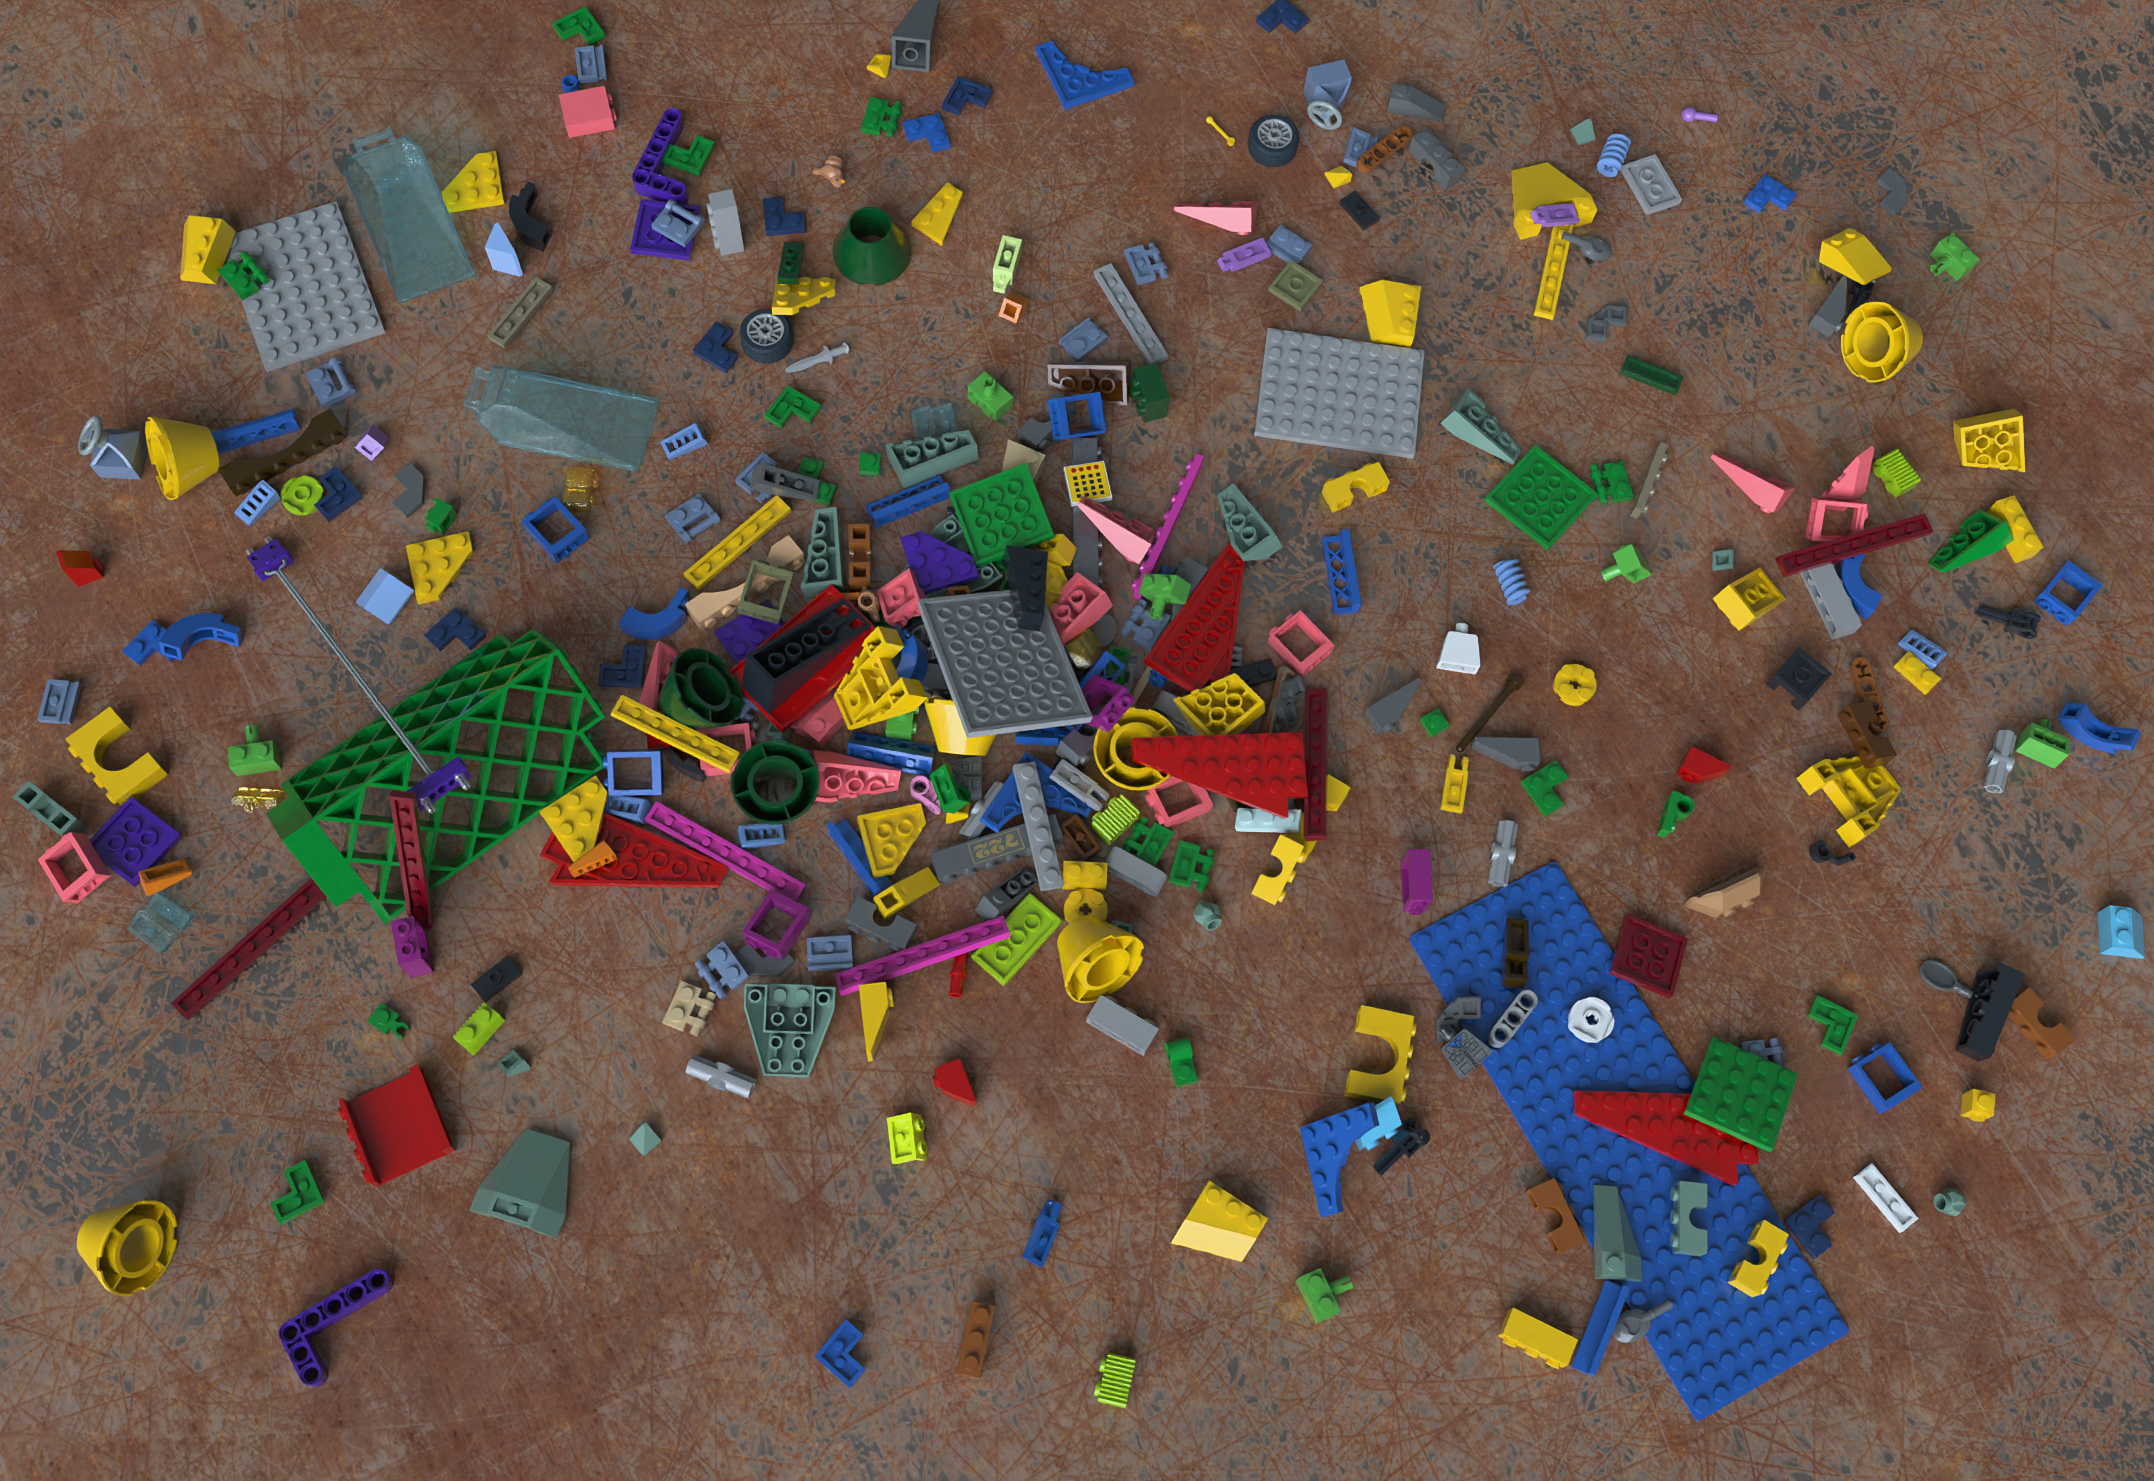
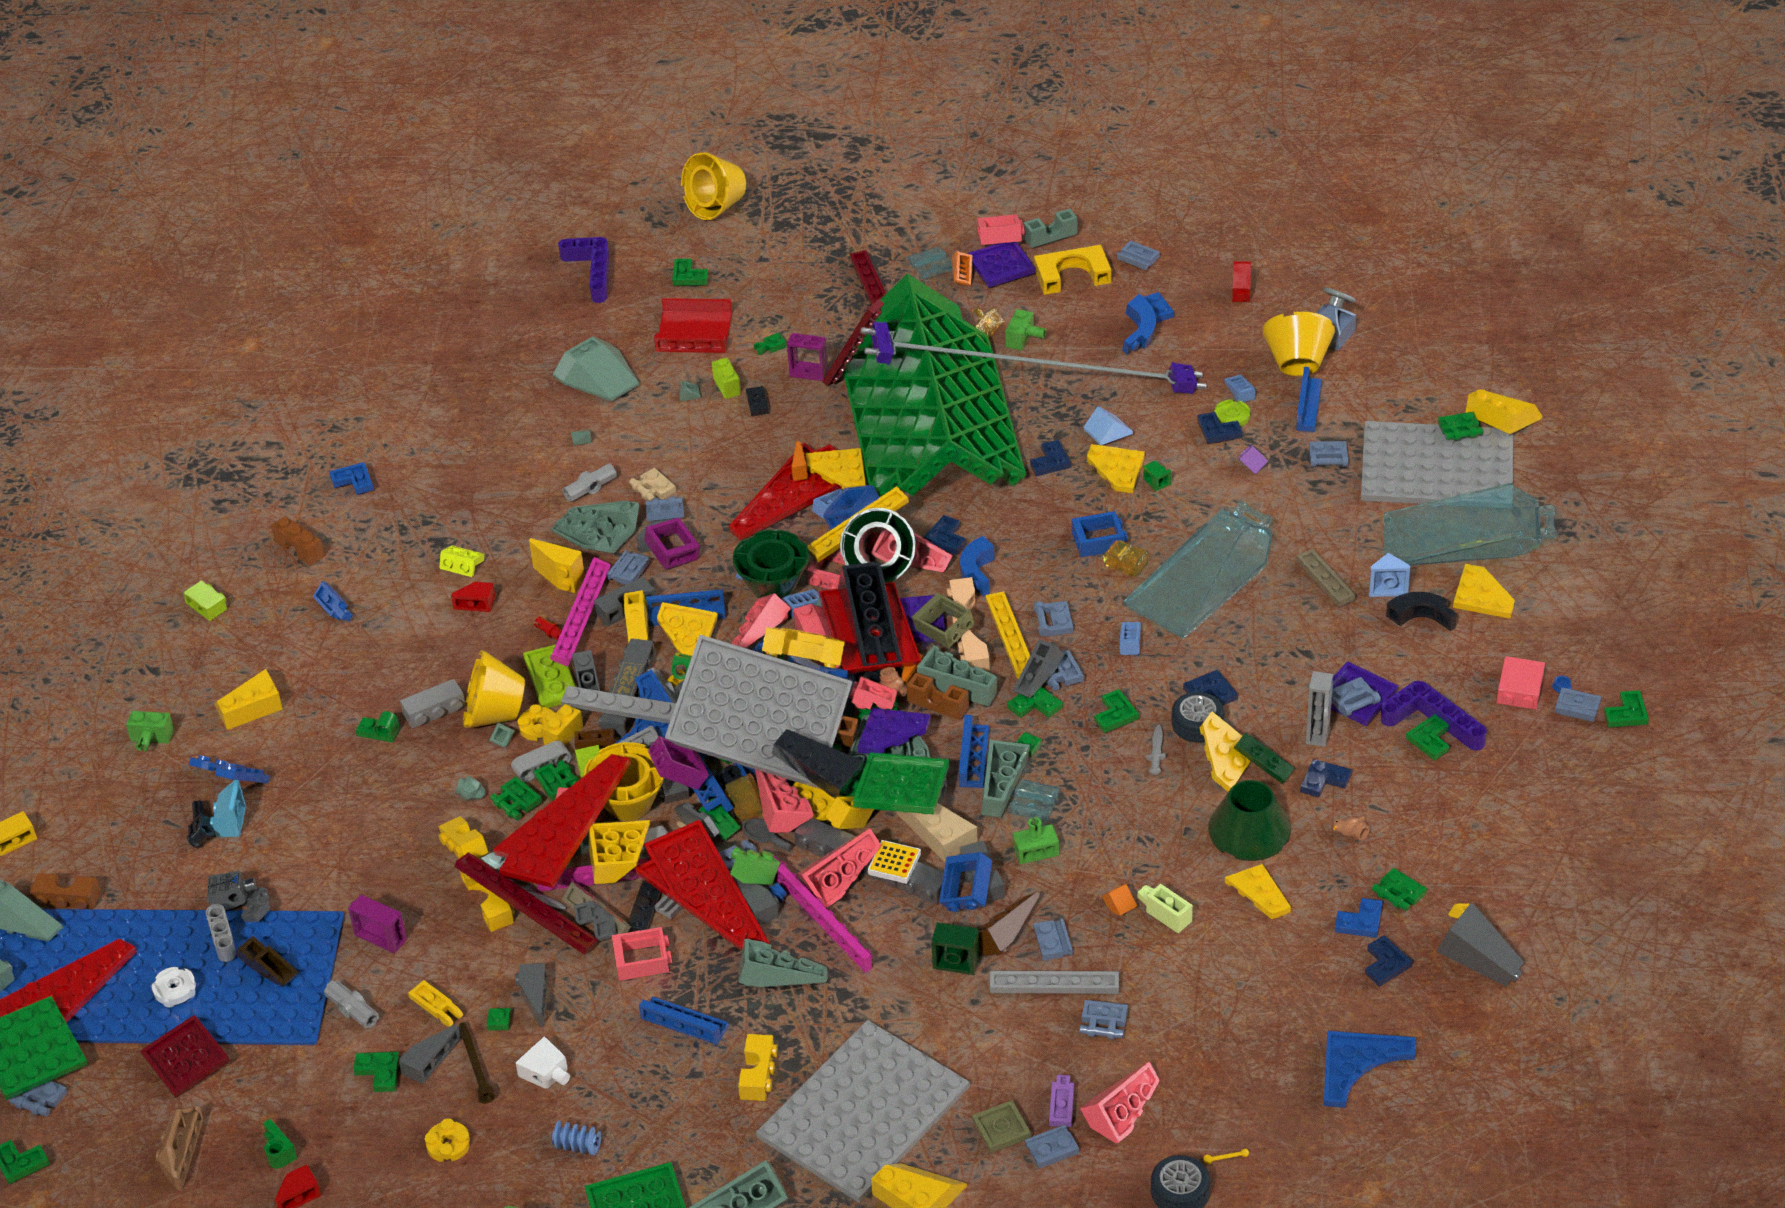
camera: 130 degrees right, 25 degrees down
(320, 434) = (1279, 432): dark brown arch -> none
(413, 497) = (1205, 473): dark grey tile -> none
(724, 852) = (724, 551): dark pink plate -> none
(1397, 1031) = (279, 862): yellow arch -> none

